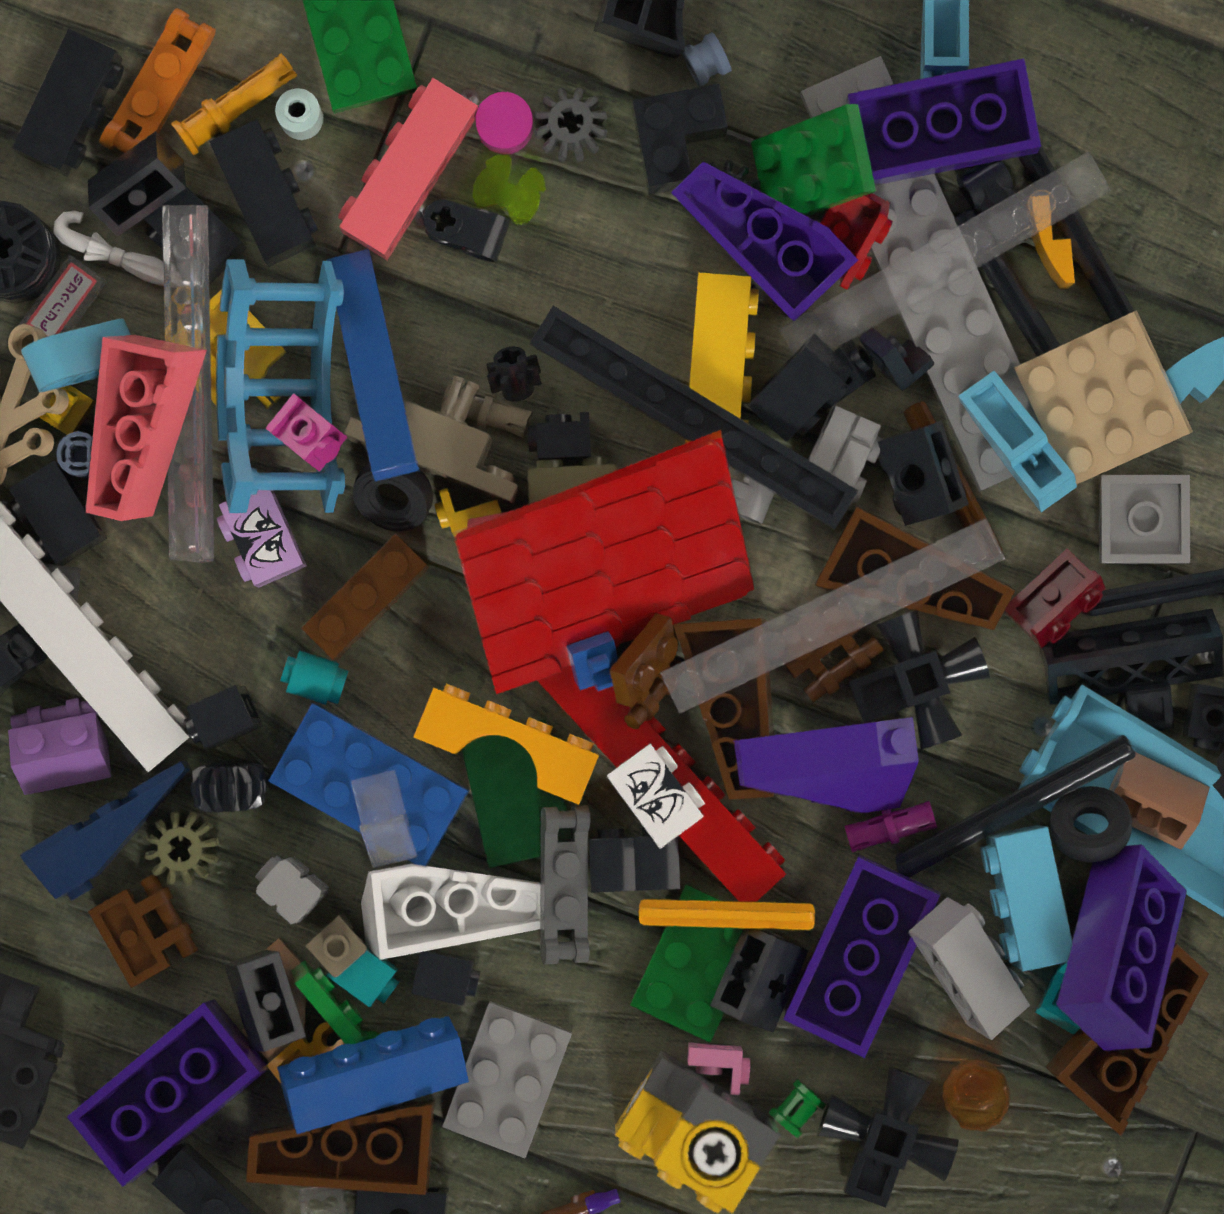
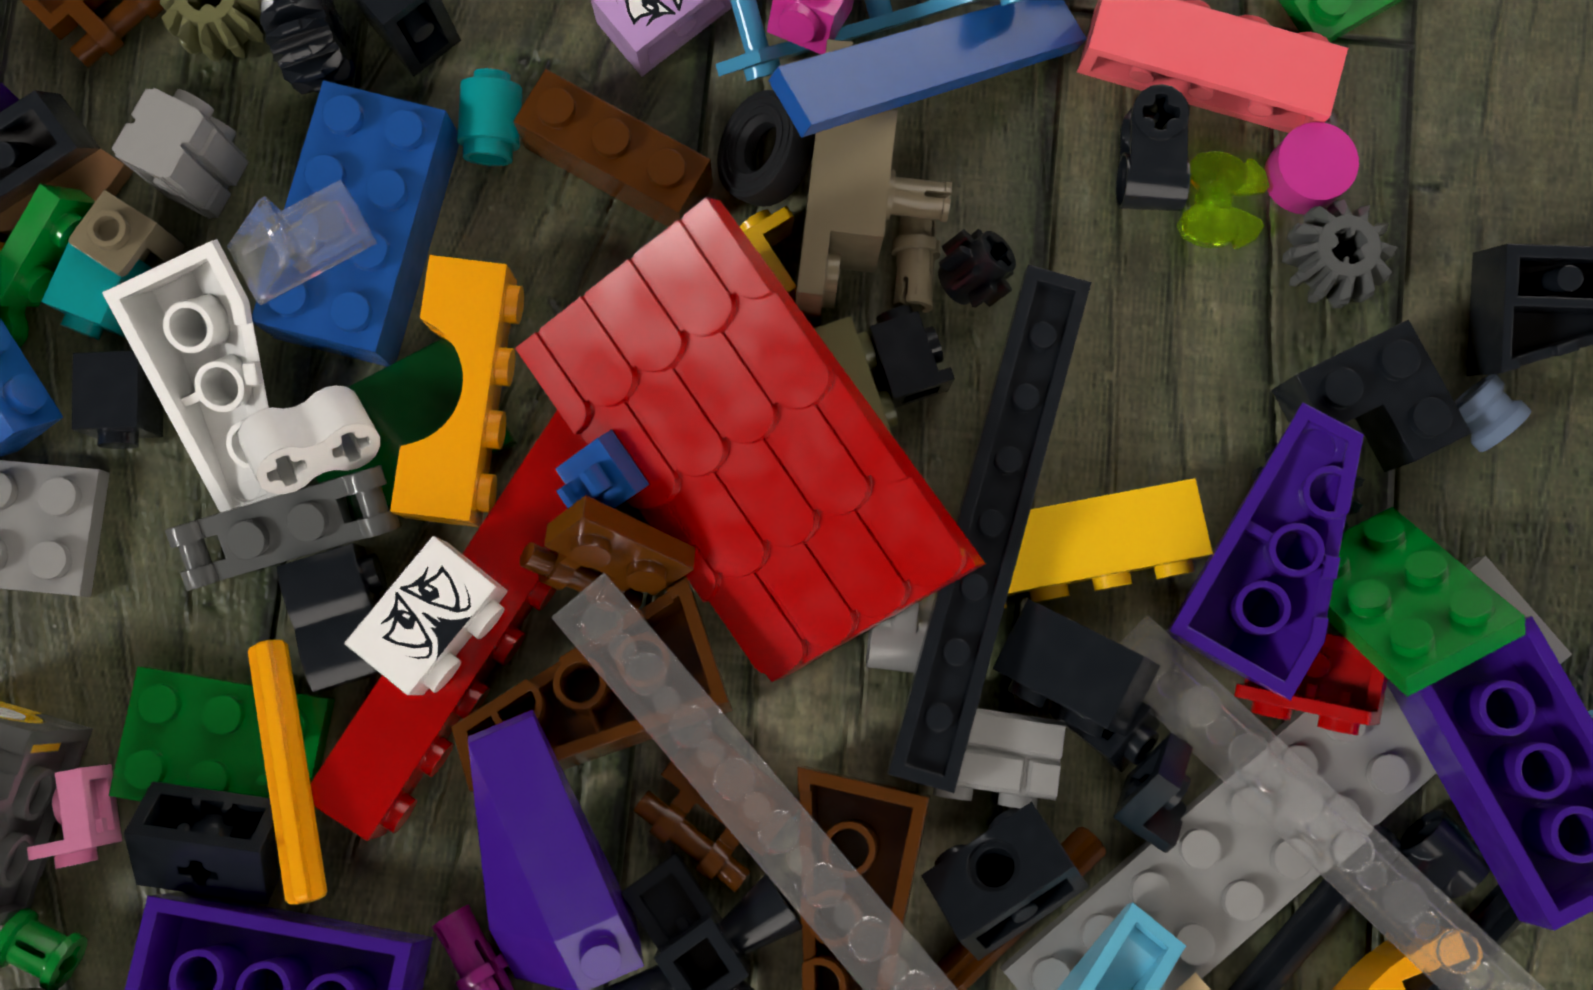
camera: 65 degrees right, 5 degrees down
(514, 848) = (306, 440): none -> white axle

